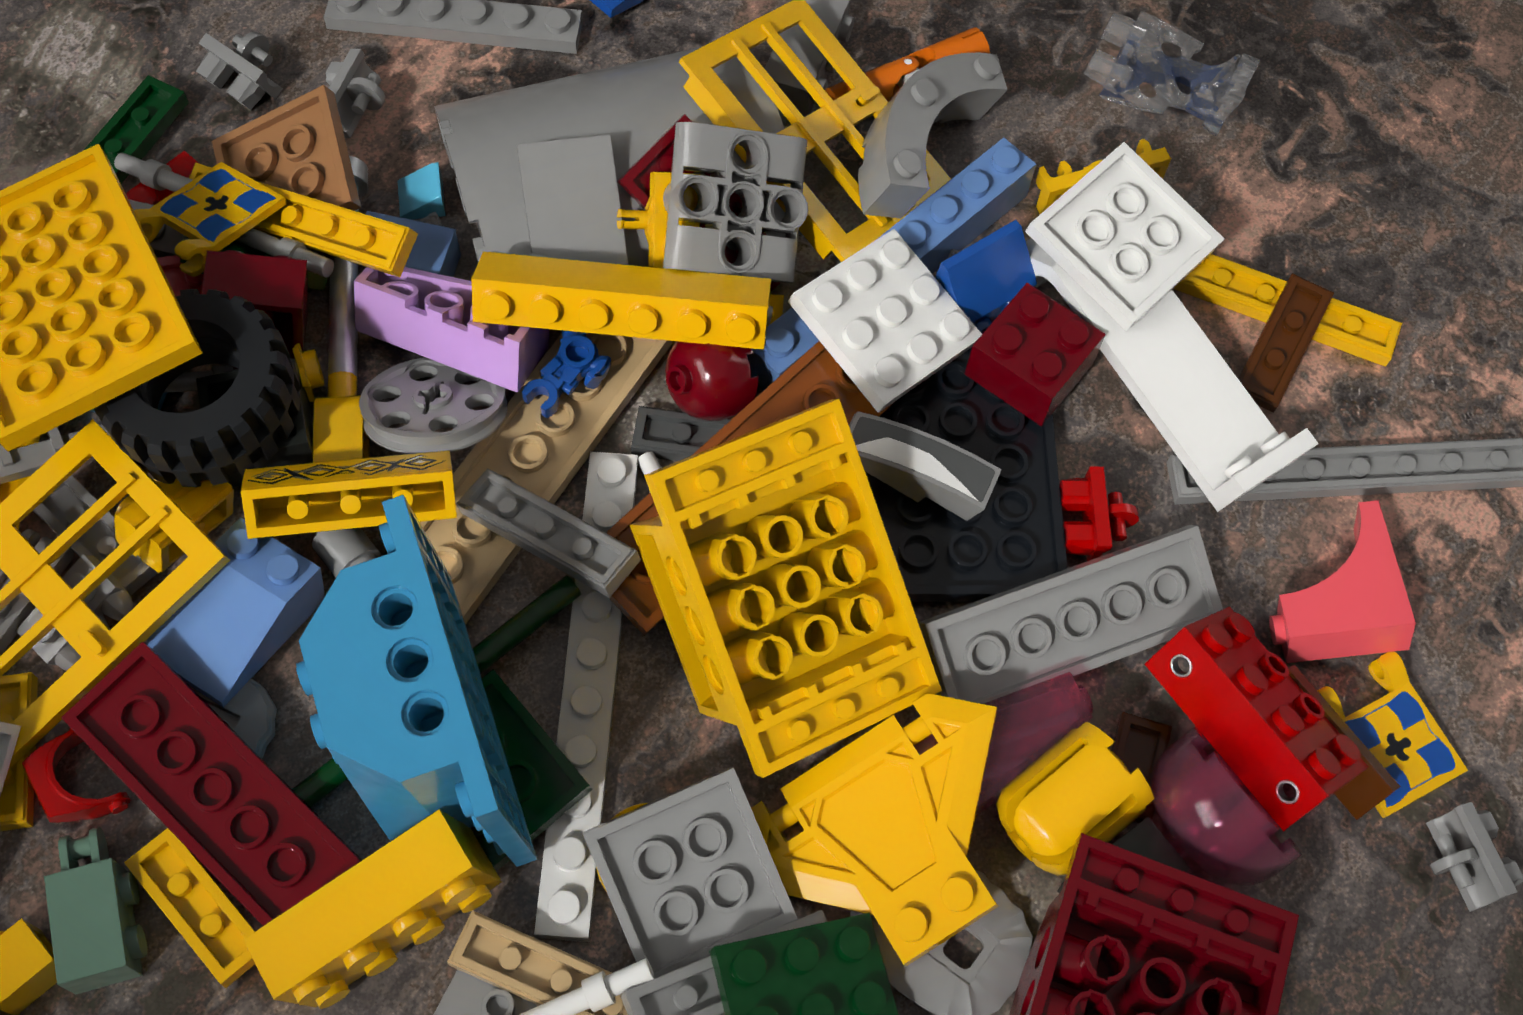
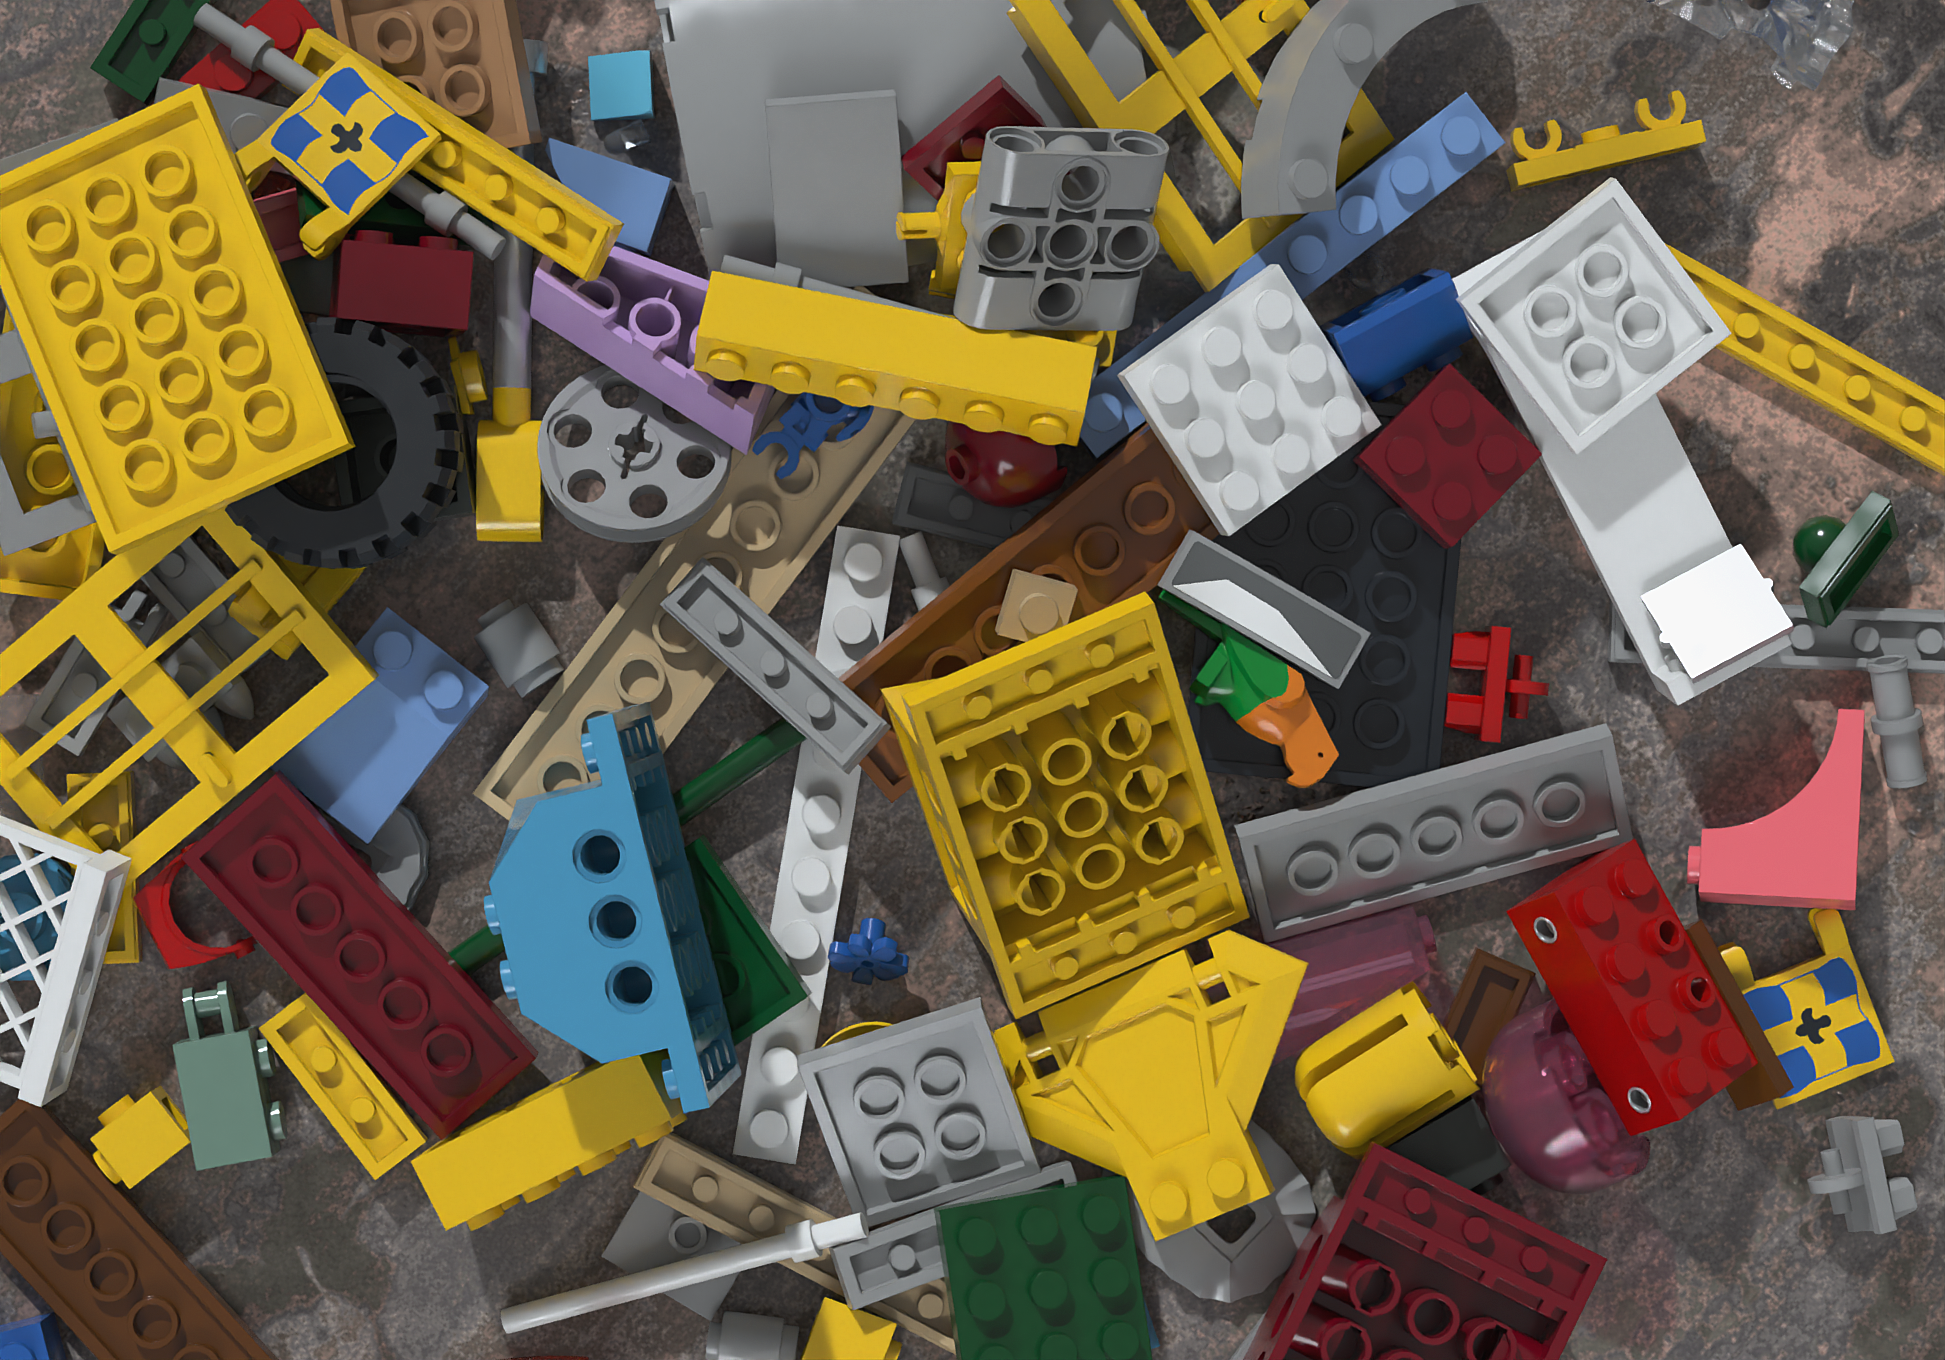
camera: 10 degrees right, 25 degrees up
(345, 493) = (529, 597): yellow brick -> none
(637, 759) = (869, 954): none -> blue plant
(930, 525) = (1261, 696): none -> animal
(1257, 431) = (1717, 613): none -> piece
(1284, 341) = (1805, 442): reddish brown tile -> none
(1329, 408) = (1841, 555): none -> dark green tile
(1400, 516) = (1897, 721): none -> light grey pin

